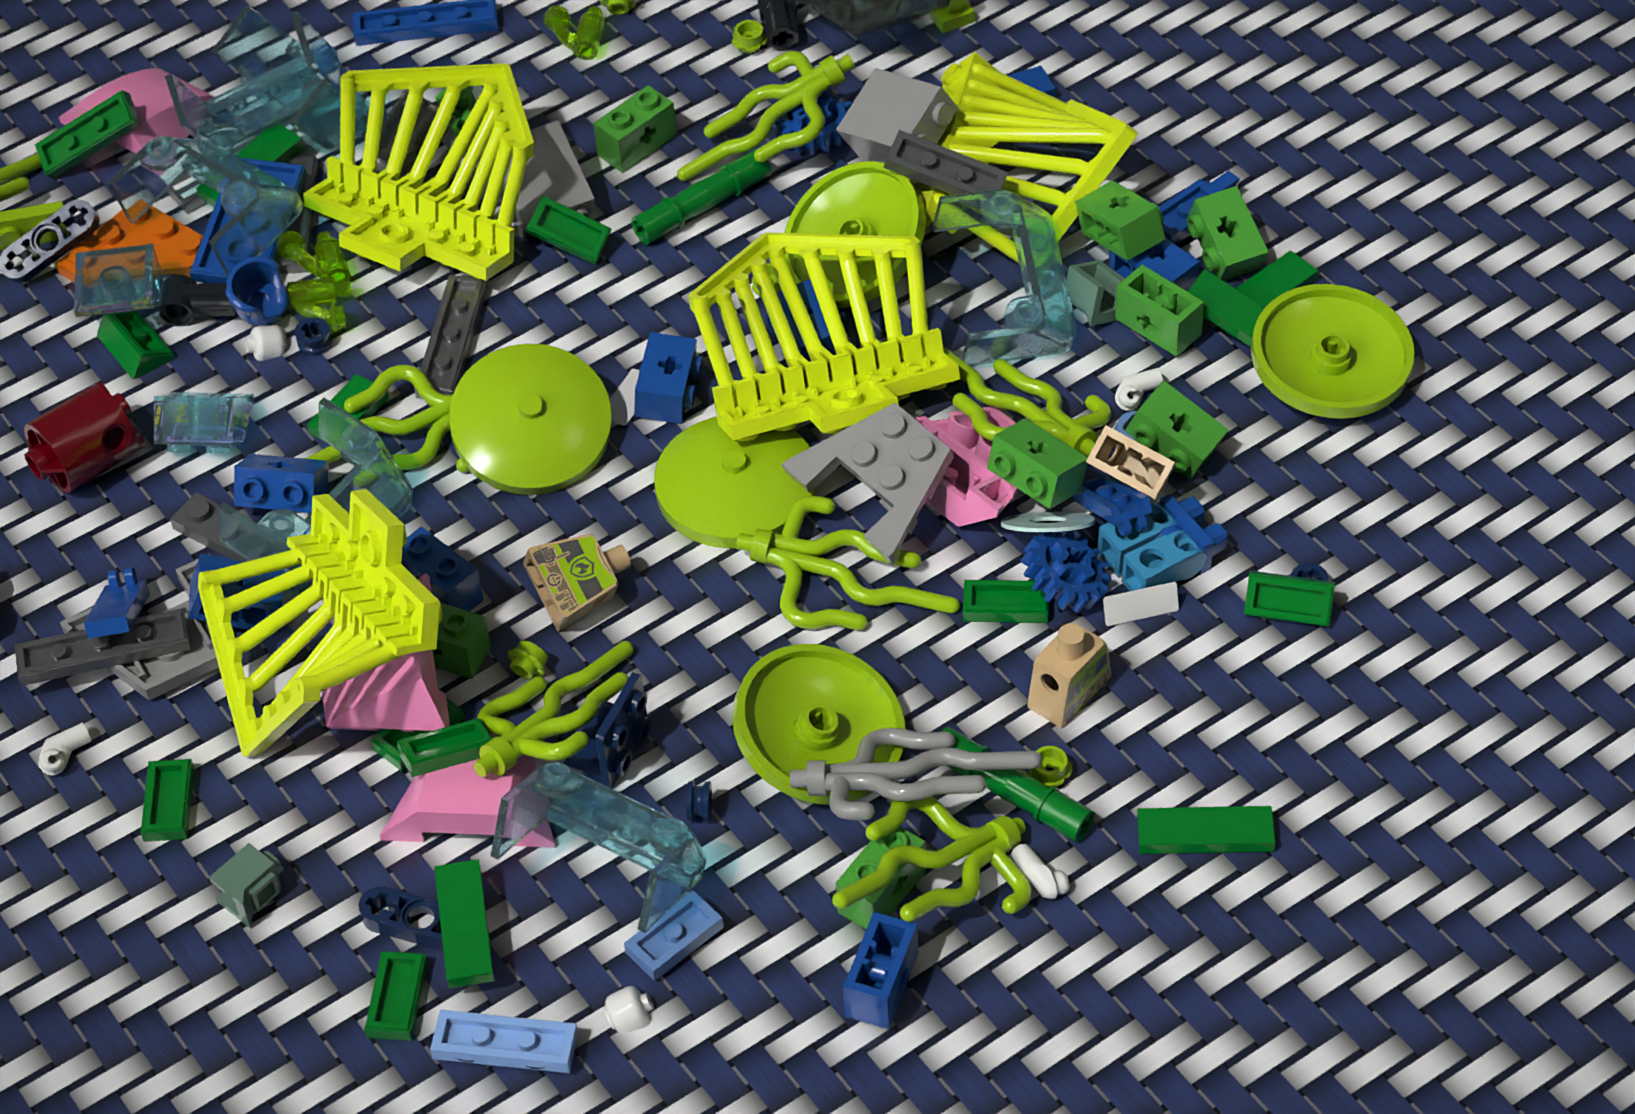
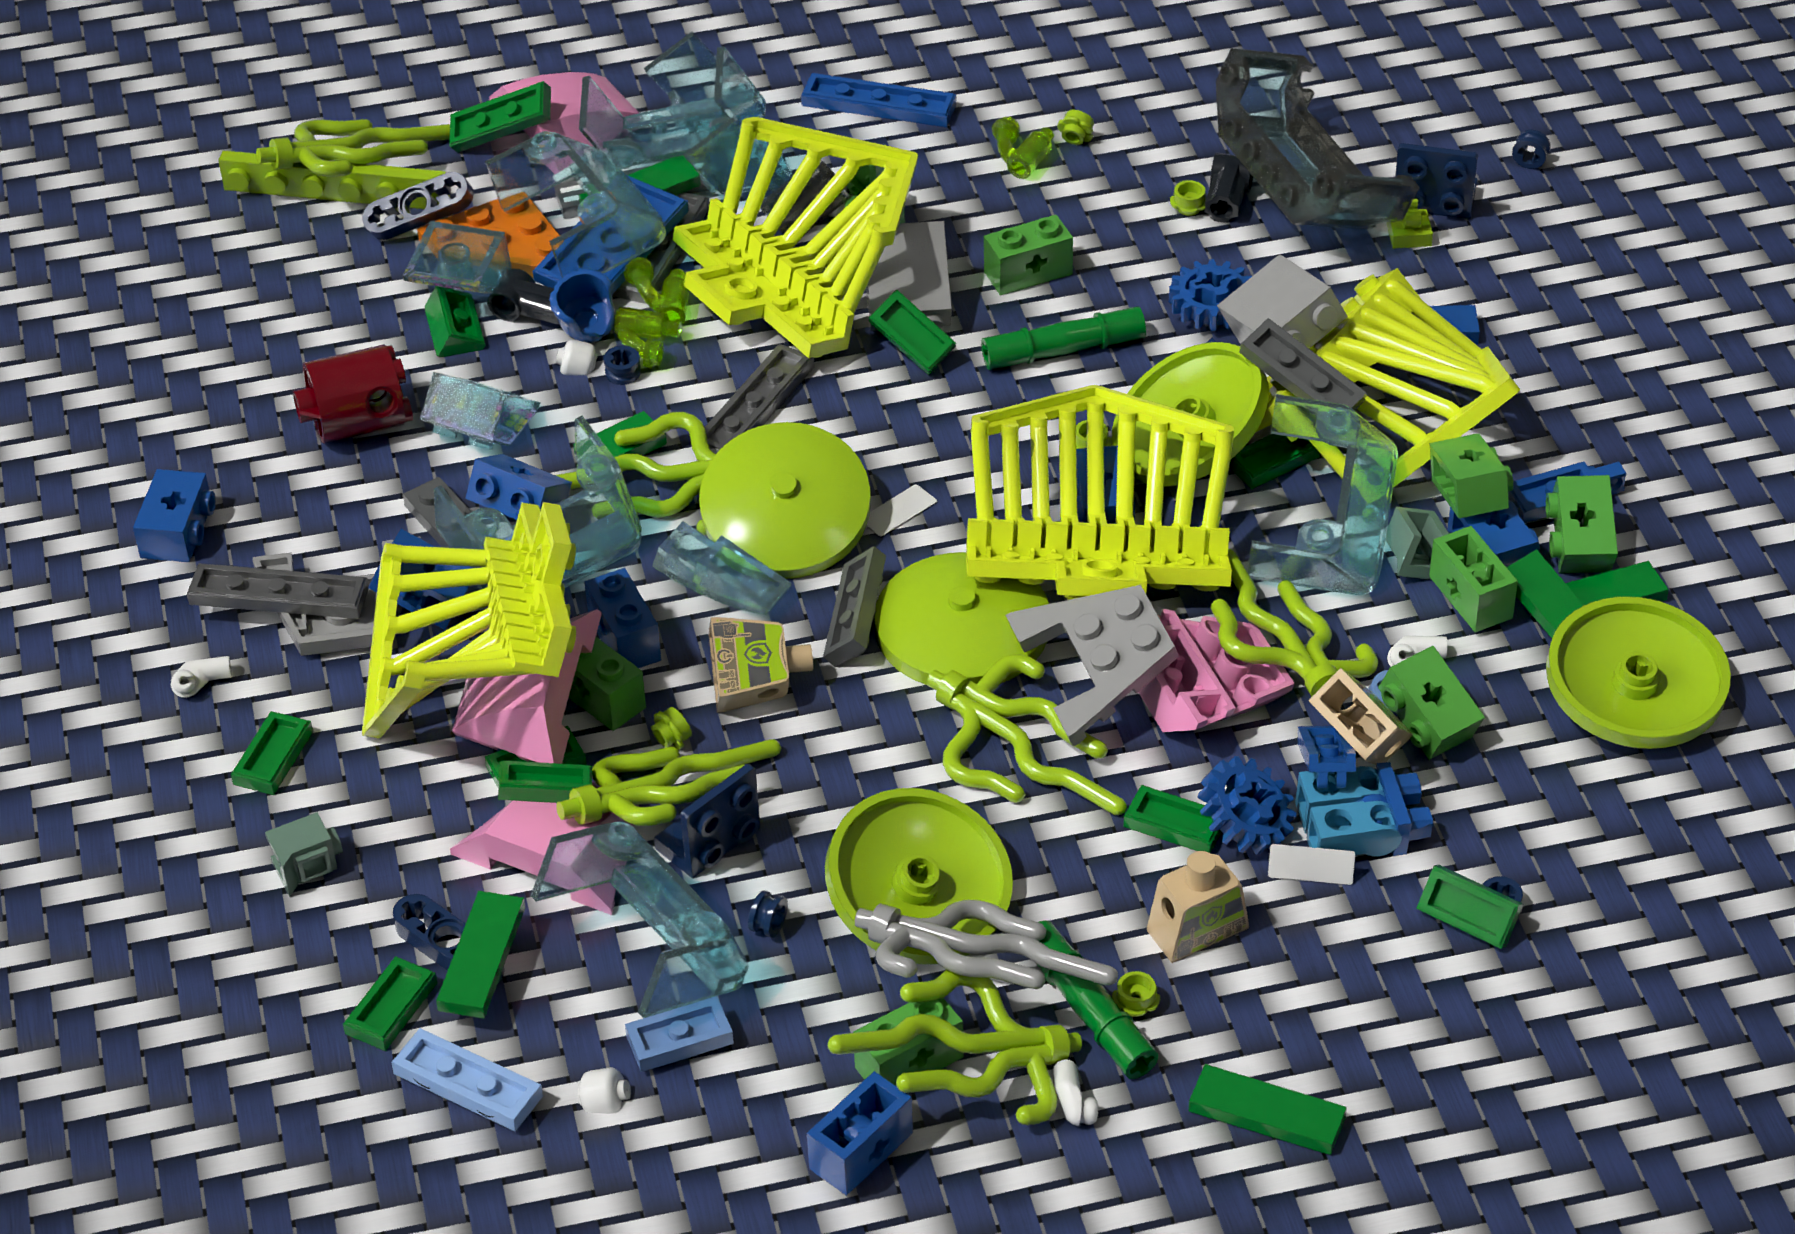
camera: 20 degrees right, 5 degrees down
(117, 605) = (310, 556): blue hinge -> none
(501, 502) = (720, 571): none -> clear light blue slope
(638, 497) = (854, 607): none -> dark grey plate
(666, 378) = (936, 501): blue brick -> none
(800, 91) = (1201, 262): lime plant -> none
(940, 249) = (1271, 458): none -> green tile
(1027, 521) = (1234, 747): light aqua gear -> none
(1037, 463) = (1262, 689): bright green brick -> none

